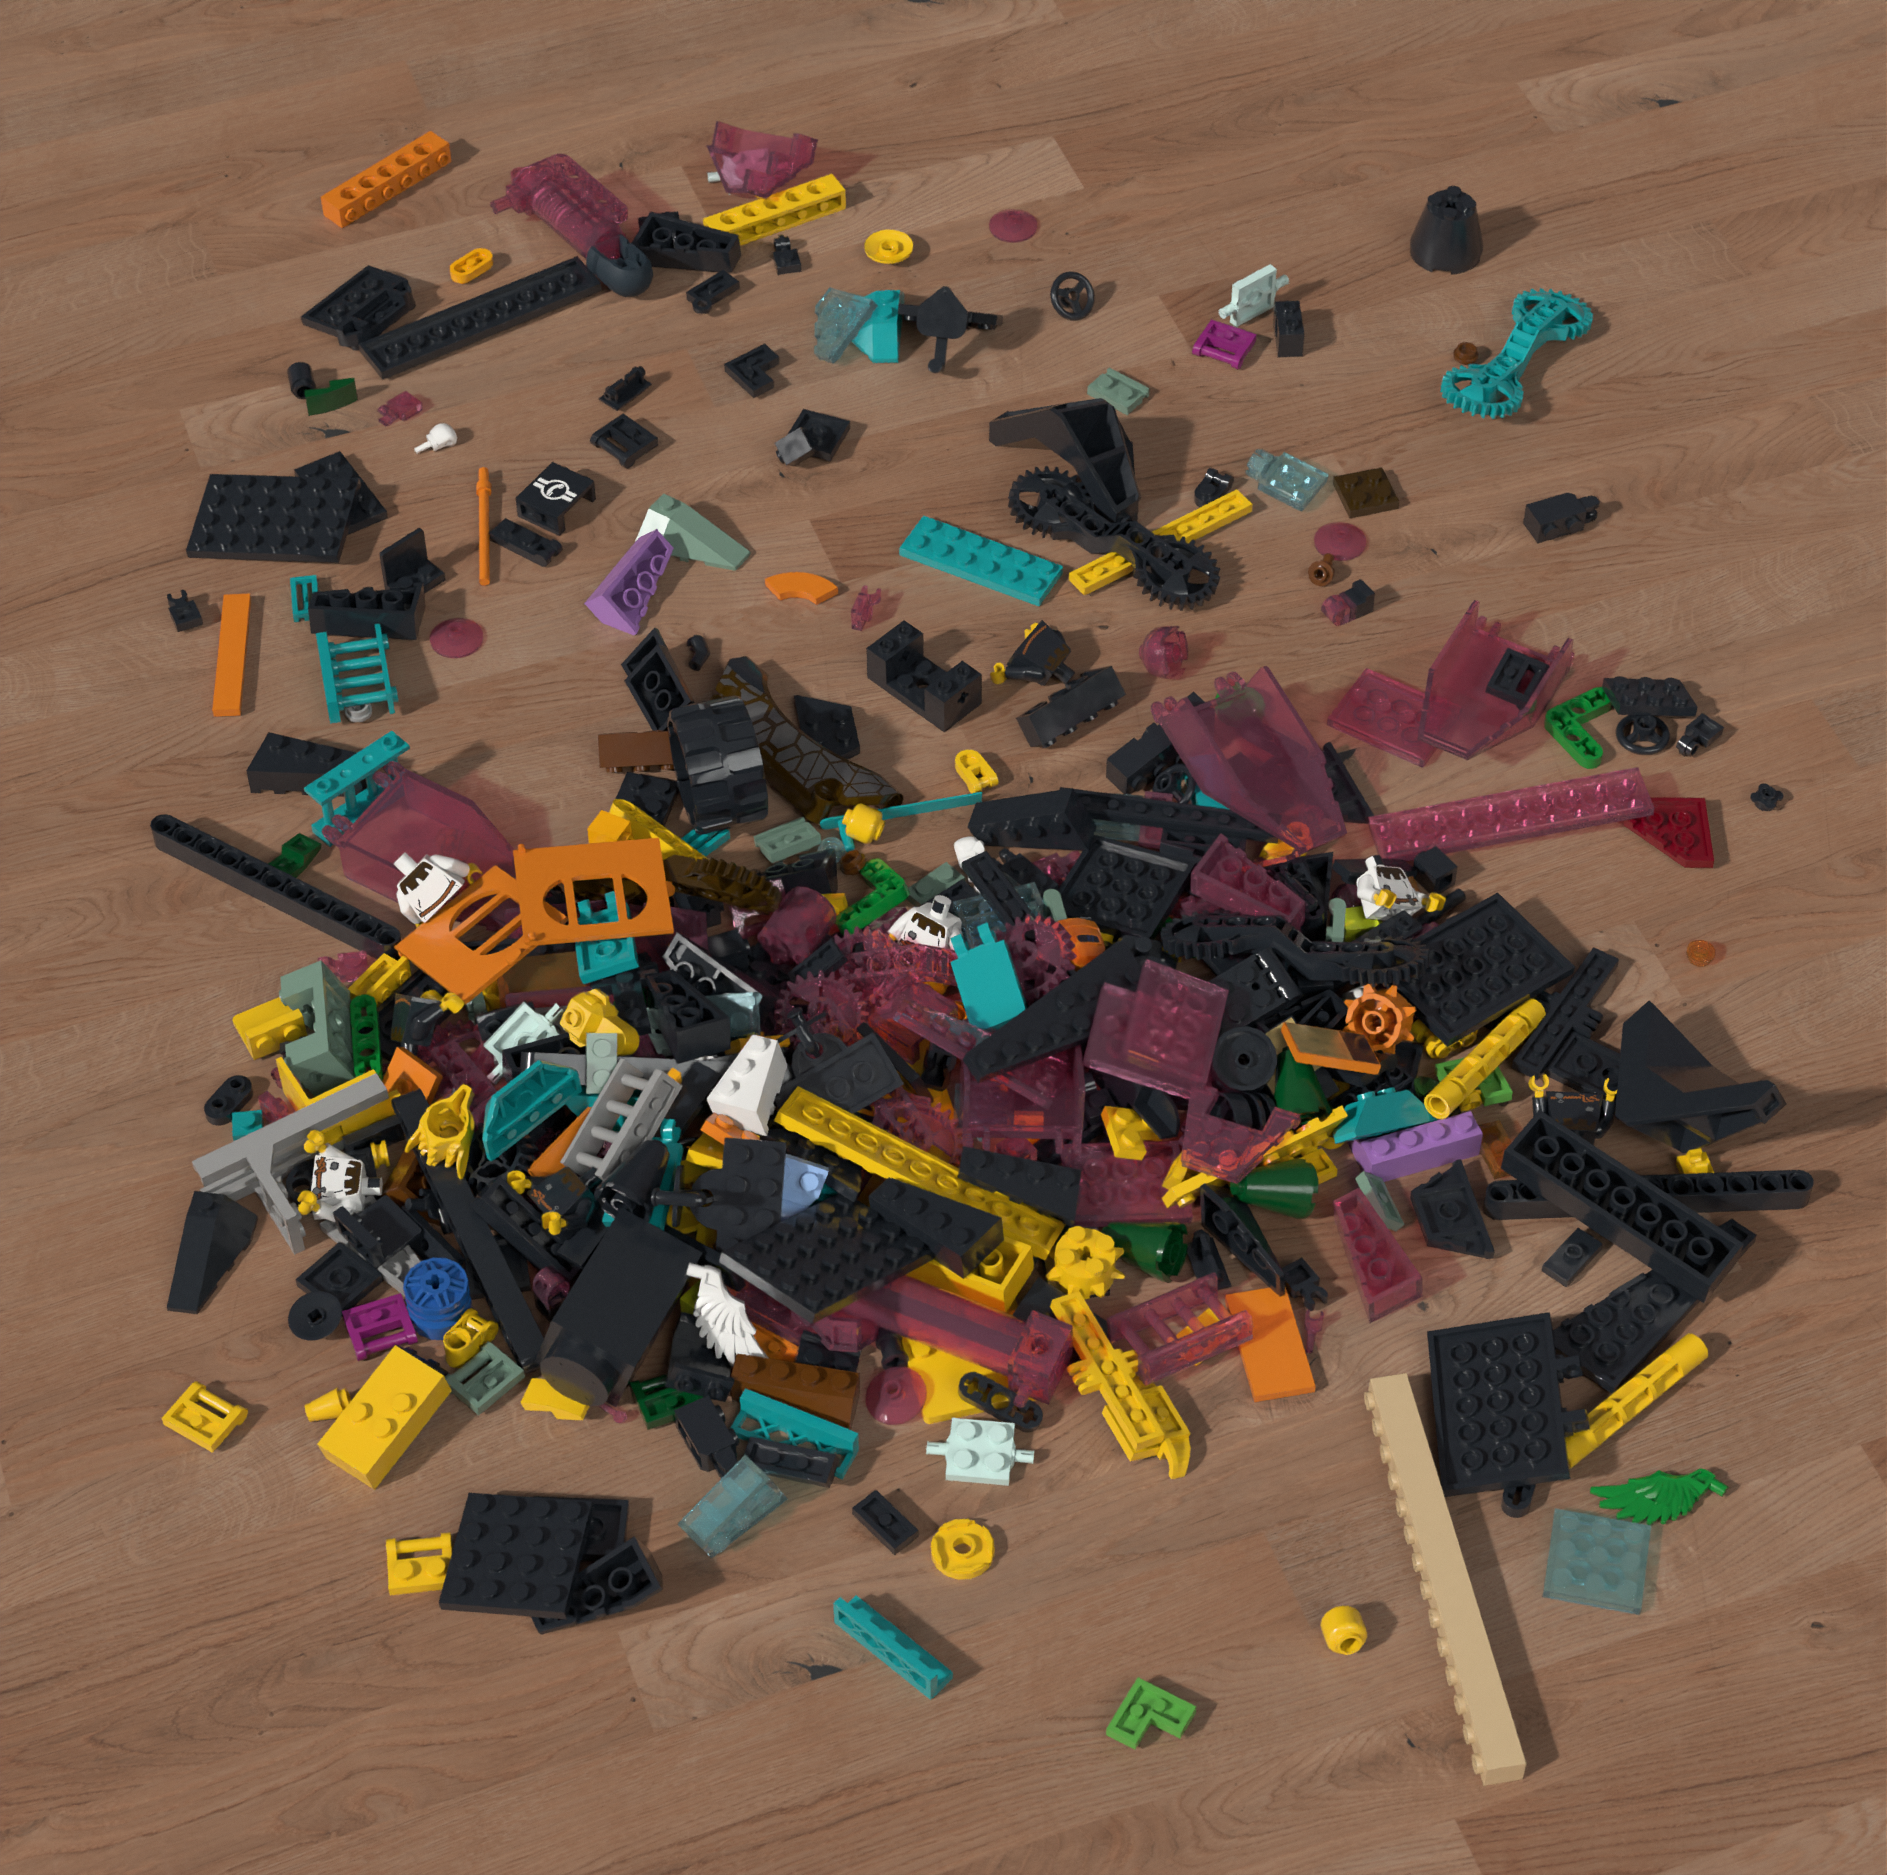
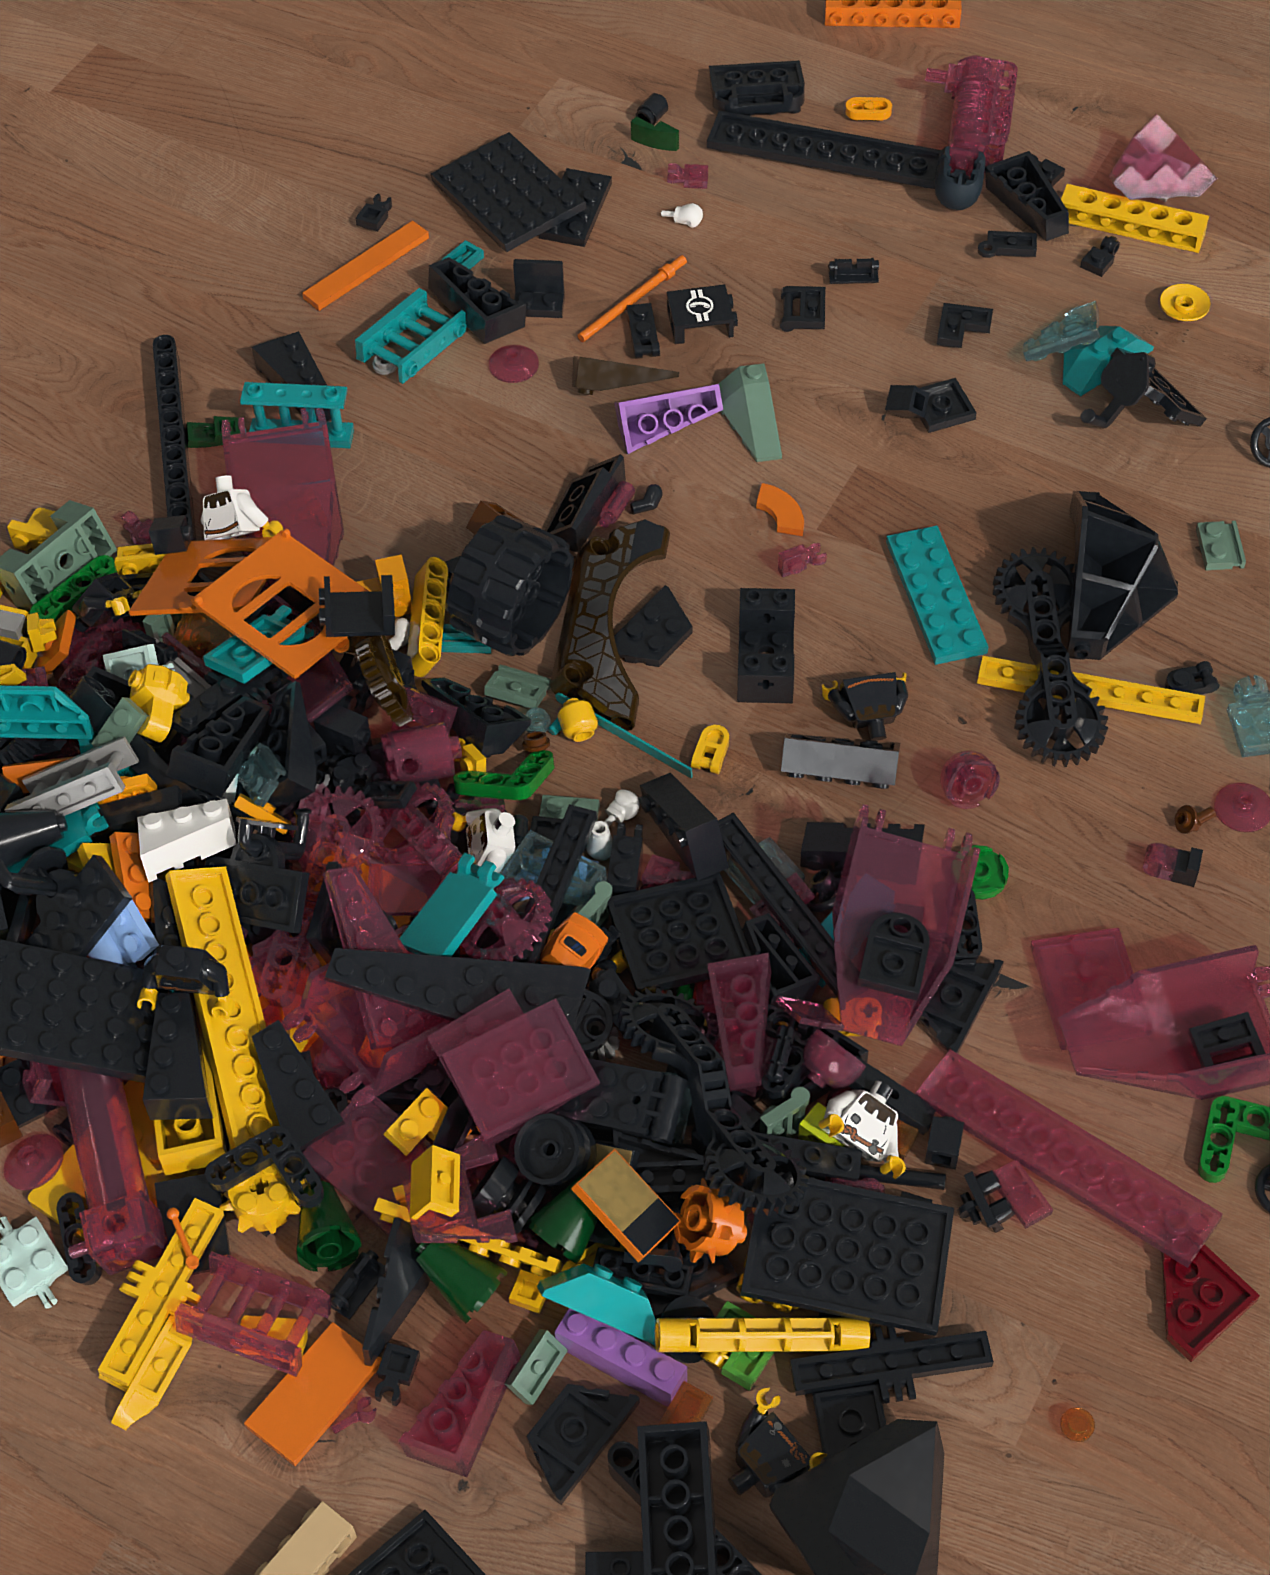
camera: 50 degrees right, 5 degrees up
(397, 937) = (170, 534): none -> black brick
(397, 1078) = (40, 631): none -> yellow tile
(552, 588) = (604, 375): none -> dark brown wedge
(659, 851) = (358, 612): none -> black panel
(684, 669) = (616, 503): none -> clear pink cylinder
(879, 1159) = (186, 971): none -> black torso
(1079, 1221) = (275, 1155): none -> black beam
(1103, 1333) = (192, 1261): none -> orange hinge
(1211, 1134) = (435, 1182): none -> yellow panel
(1280, 782) = (893, 959): none -> black plate
(1331, 868) = (830, 1062): none -> clear pink cylinder
(1495, 882) = (993, 1213): none -> black hips
(1511, 861) = (1023, 1194): none -> clear pink plate

